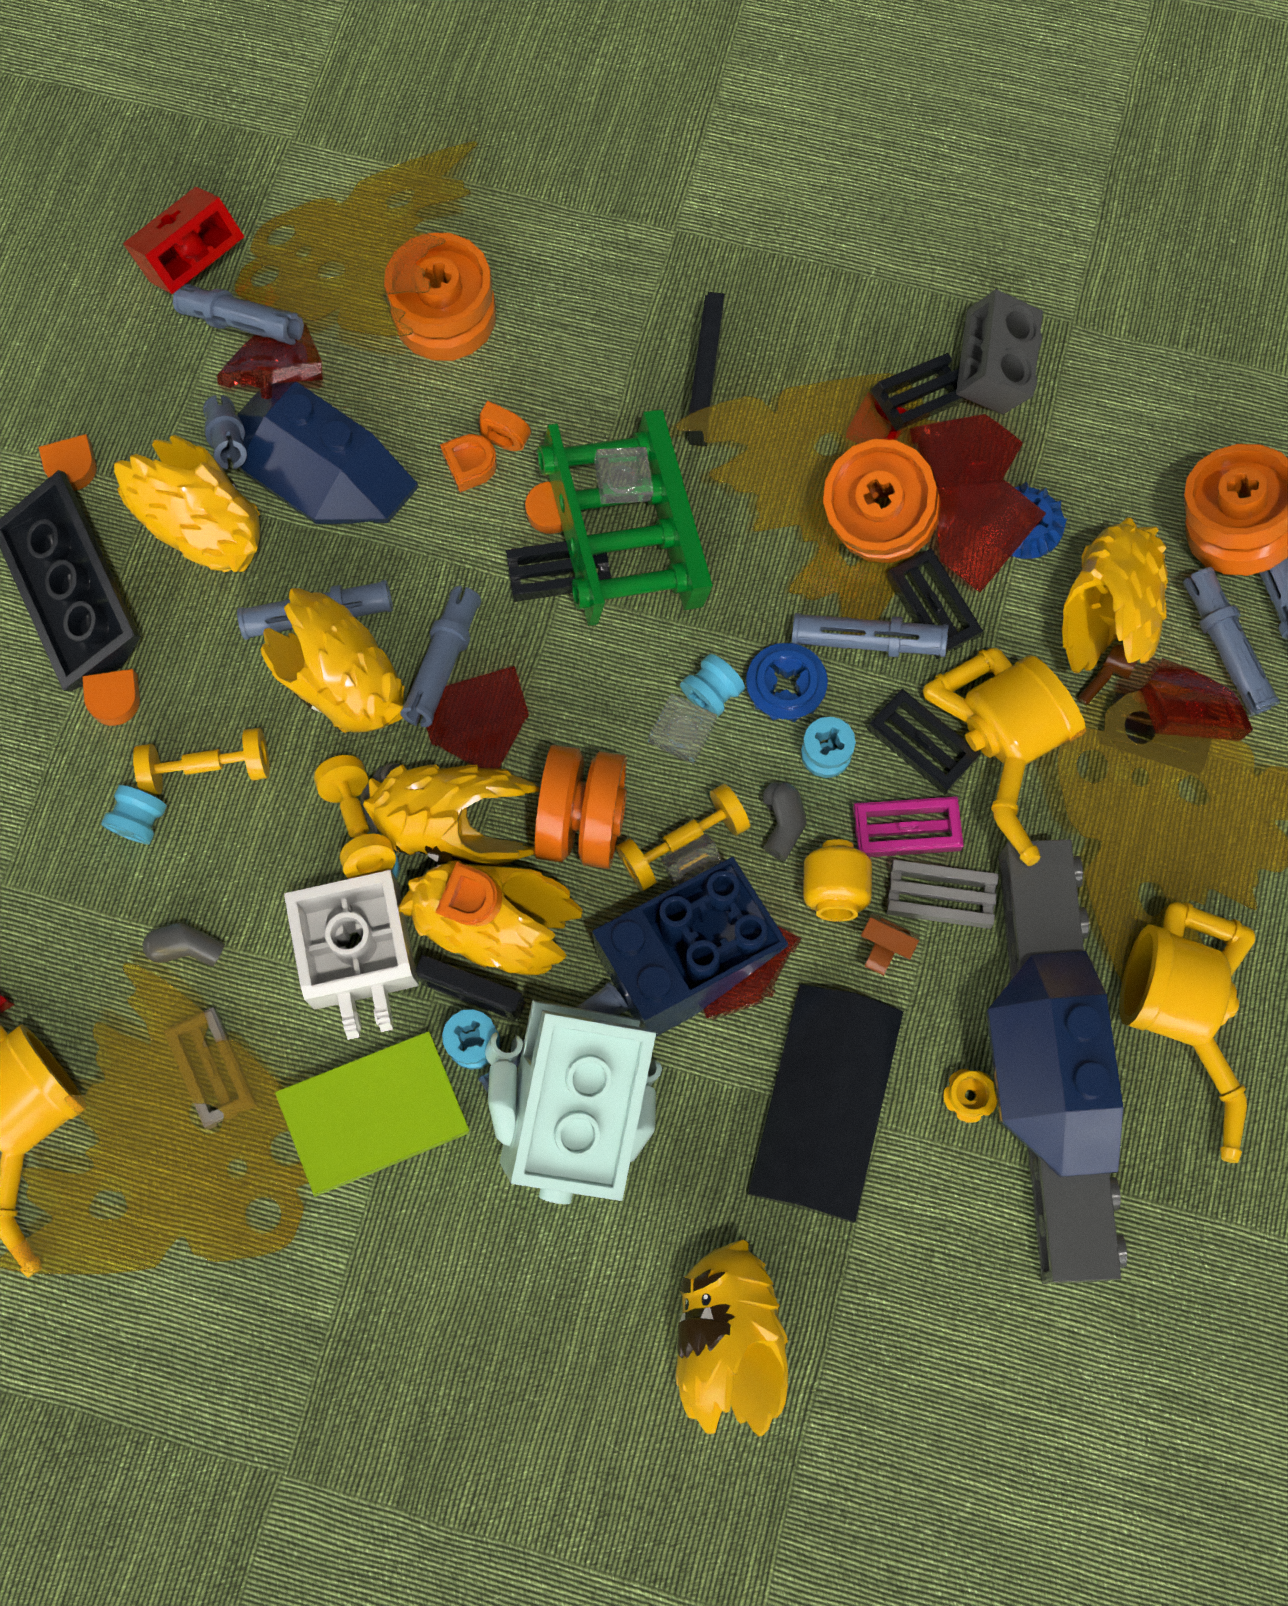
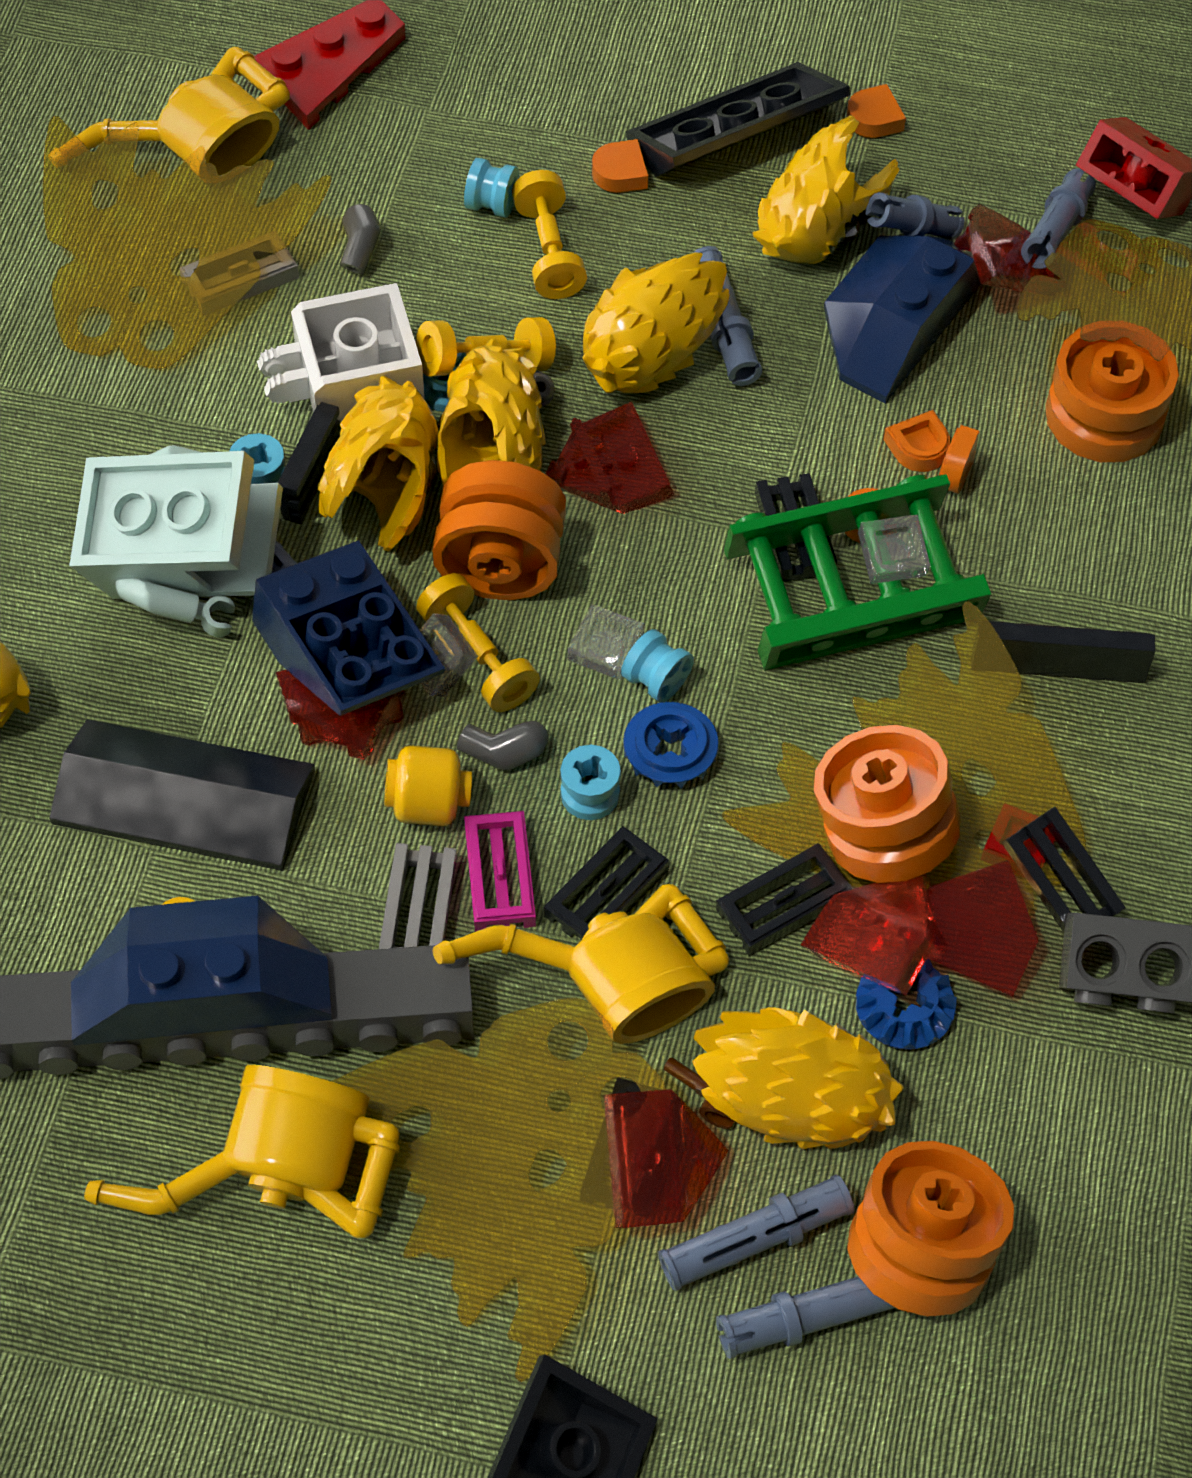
camera: 85 degrees right, 15 degrees down
(371, 1113) = (184, 384): lime tile -> none
(448, 639) = (685, 419): sand blue pin -> none
(470, 897) = (382, 410): orange tile -> none
(888, 940) = (359, 838): dark orange tile -> none
(931, 641) = (729, 839): sand blue pin -> none

